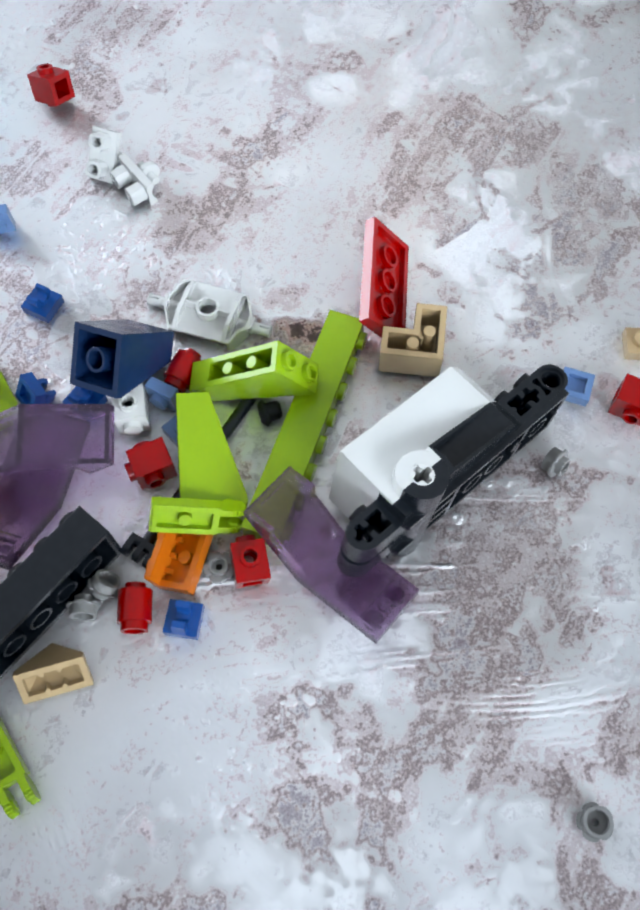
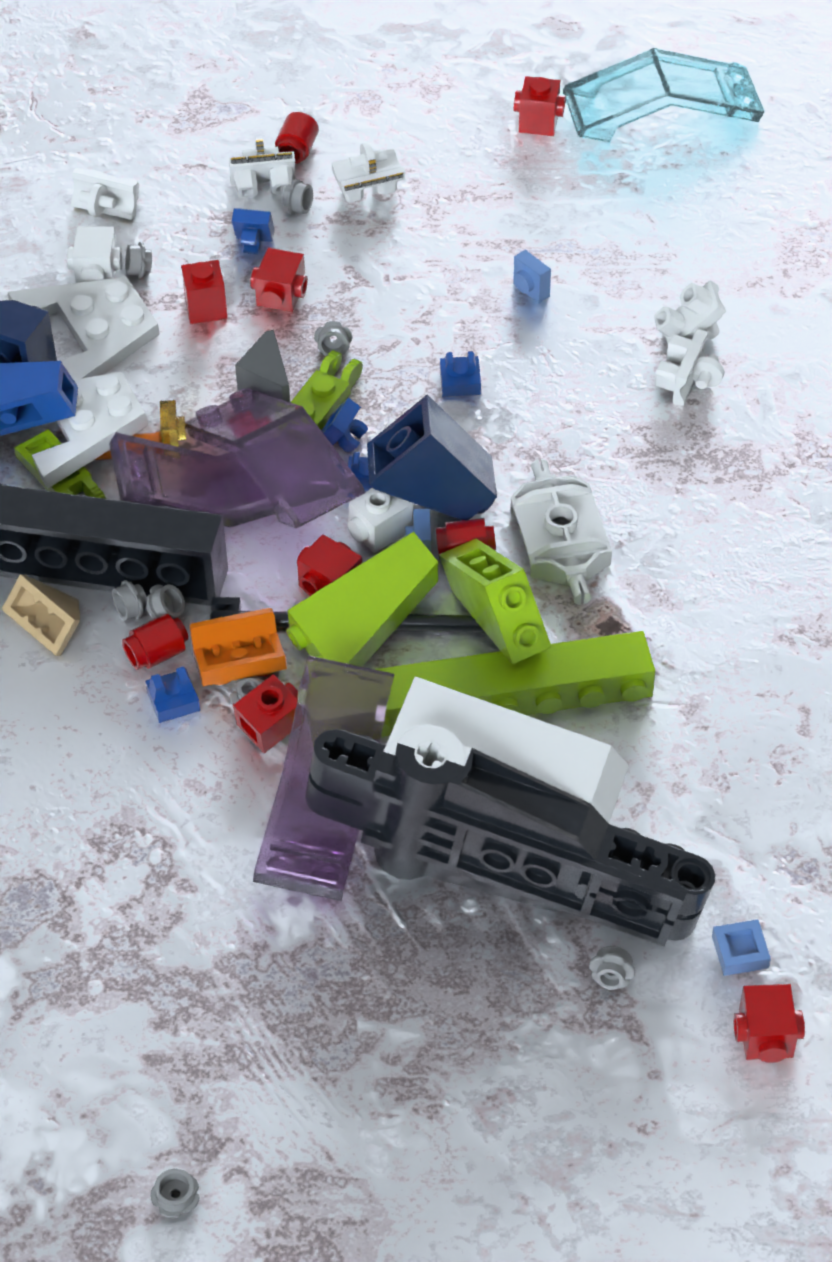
camera: 60 degrees right, 15 degrees down
(51, 85) = (751, 218): red brick -> none
(195, 516) = (281, 623): lime hinge -> none
(269, 411) = (472, 644): black piece -> none
(383, 278) = (728, 668): red plate -> none
(416, 349) = (665, 749): tan brick -> none

